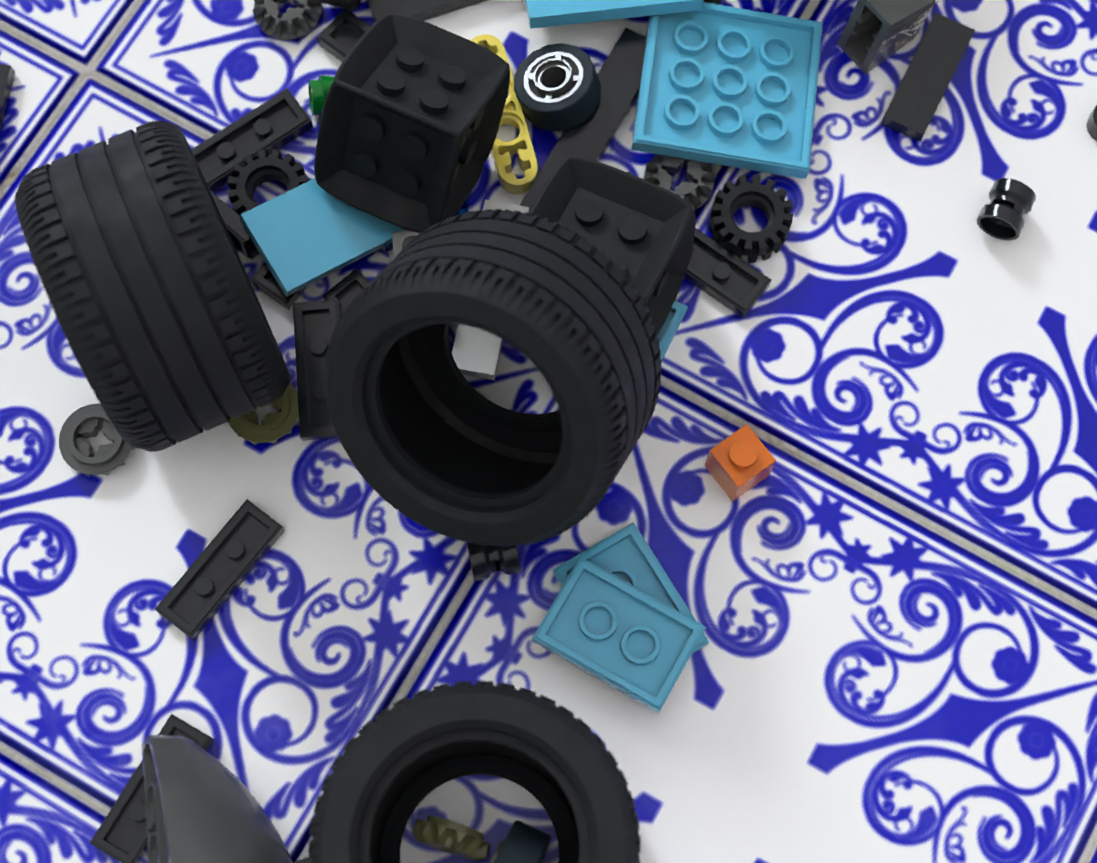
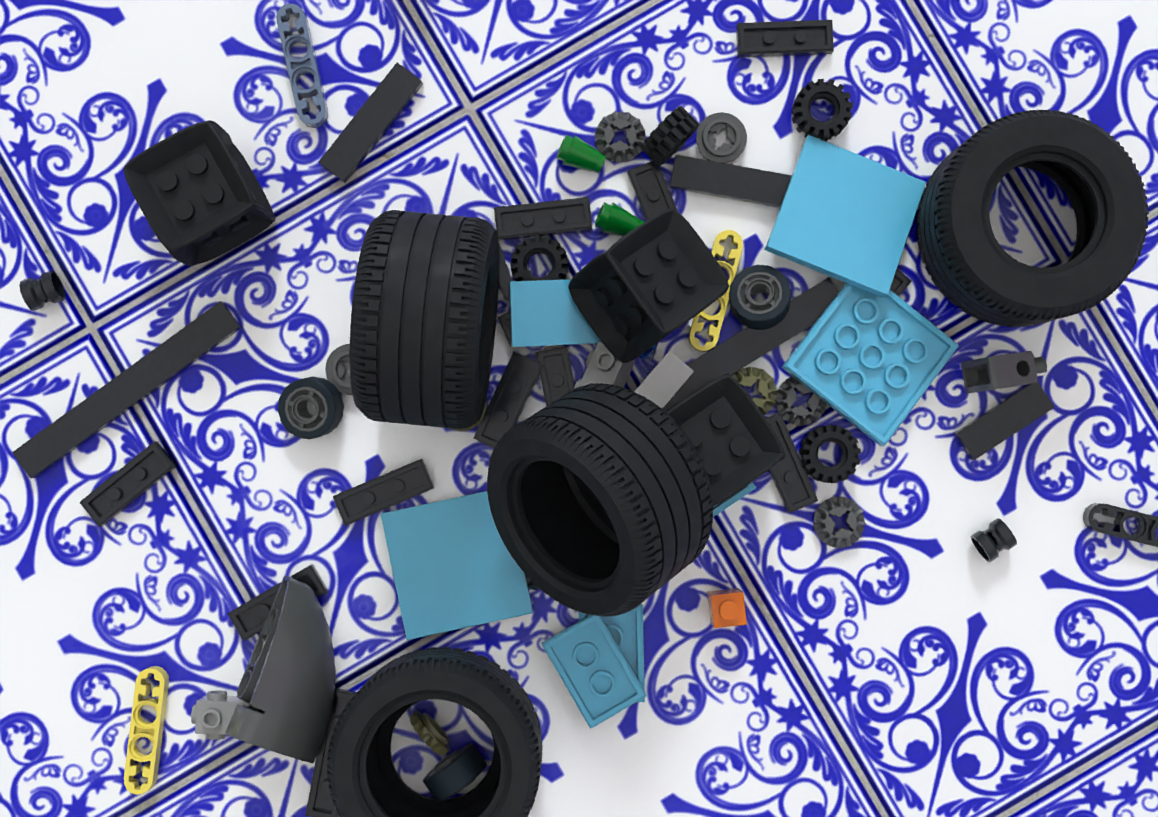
camera: 30 degrees right, 15 degrees up
(41, 509) = (294, 412): none -> wheel
(249, 47) = (579, 154): none -> green cone
(365, 607) = (452, 567): none -> medium azure tile
(796, 303) = (837, 507): none -> dark grey gear

